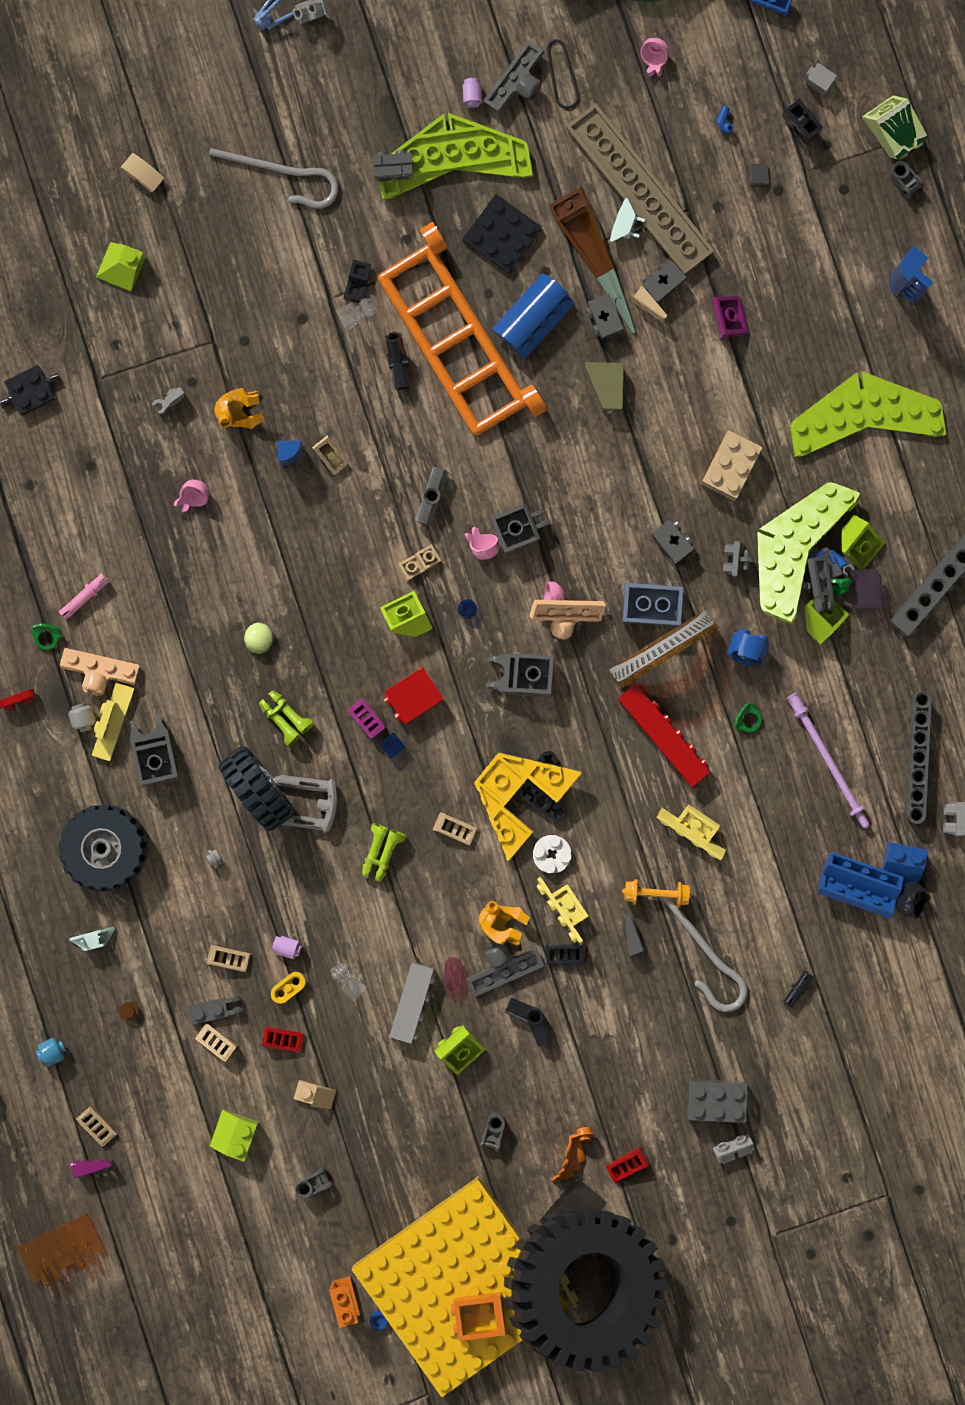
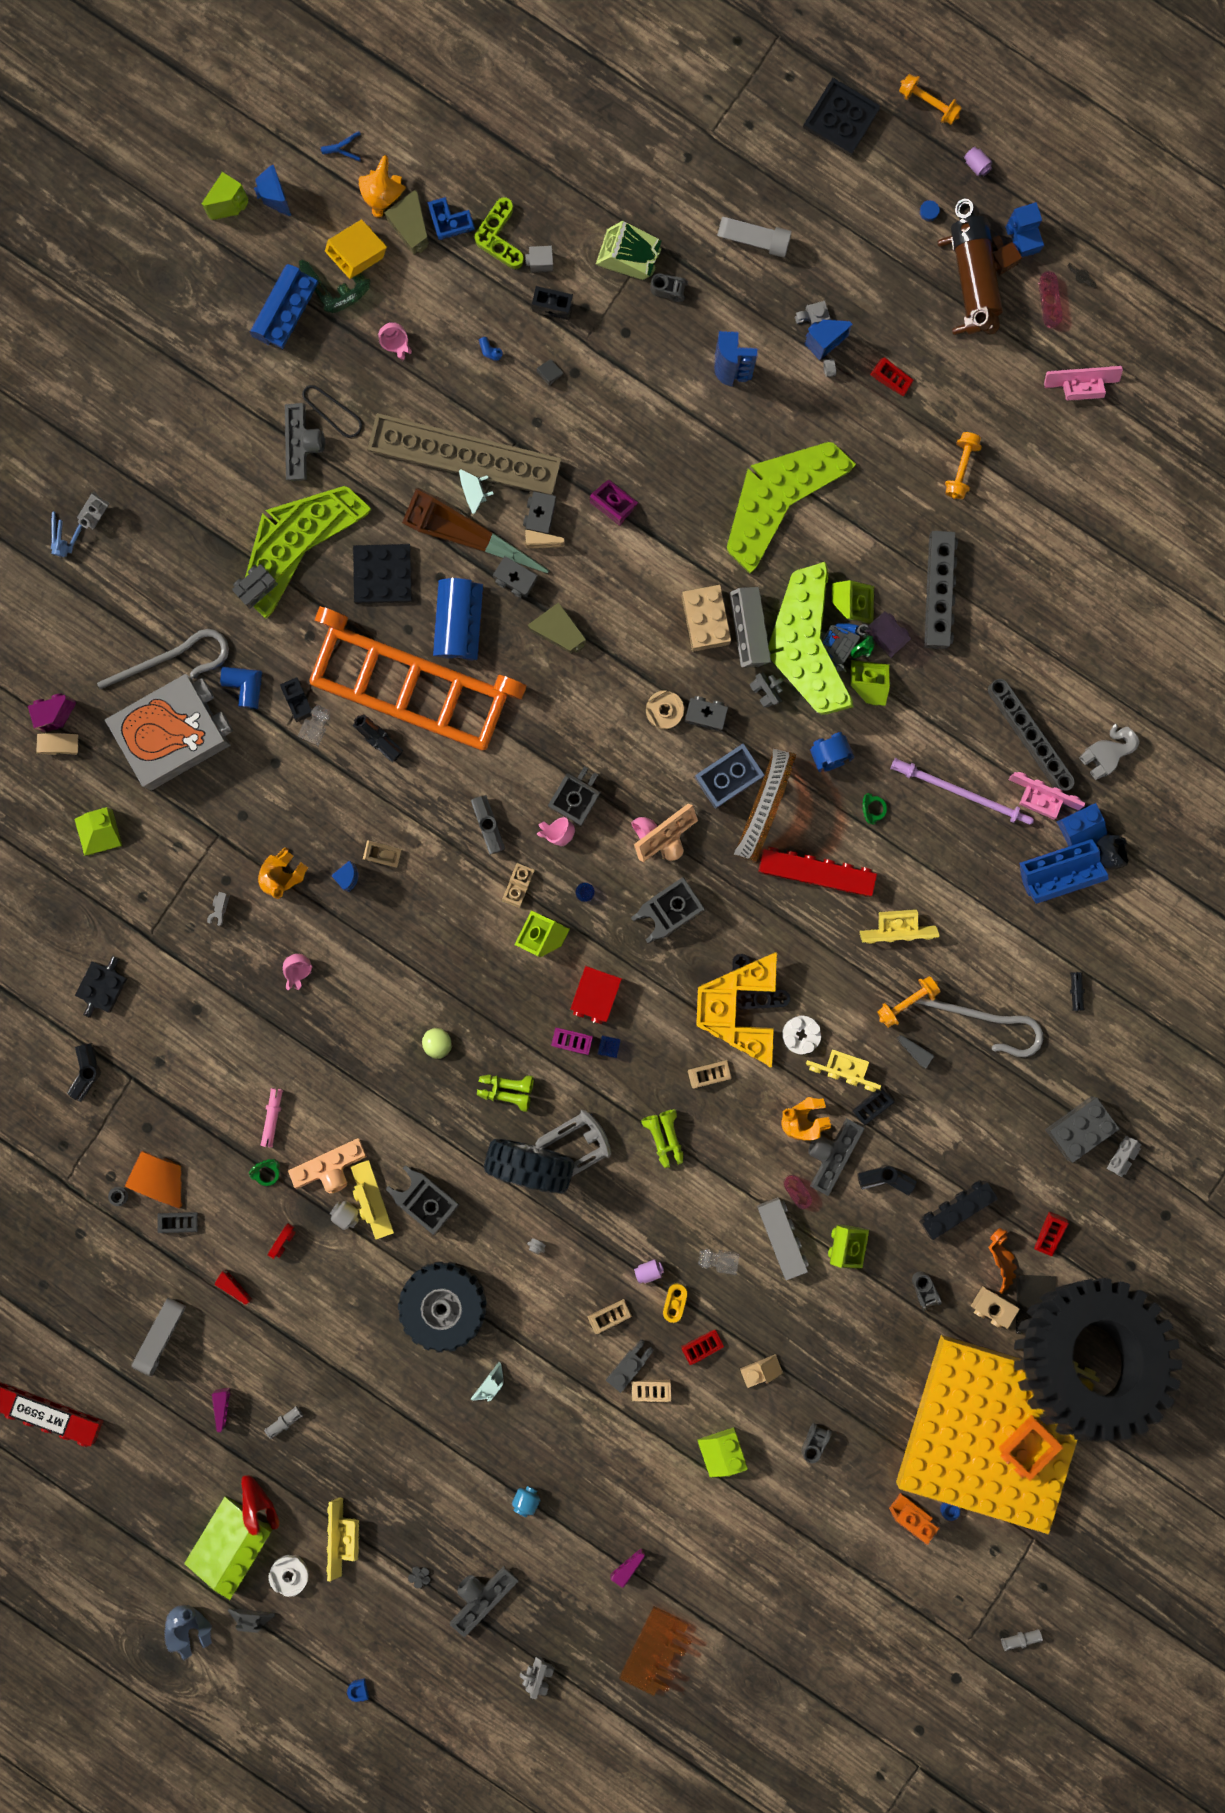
camera: 45 degrees left, 0 degrees up
(86, 1125) = (606, 1538): tan slope -> none
(129, 1011) = (563, 1420): reddish brown plate -> none
(156, 145) = (51, 713): none -> magenta slope
(238, 230) = (170, 731): none -> brick
(330, 238) = (247, 680): none -> blue brick
(472, 92) = (272, 479): lavender brick -> none
(533, 1176) = (1005, 1313): none -> tan brick
(568, 1087) = (957, 1210): none -> black brick
(651, 507) = (667, 699): none -> tan plate
(760, 499) = (750, 627): none -> light grey brick
(794, 34) = (493, 239): none -> lime beam
(821, 583) = (850, 657): dark grey hinge -> none
(889, 815) = (1043, 798): none -> bright pink bracket

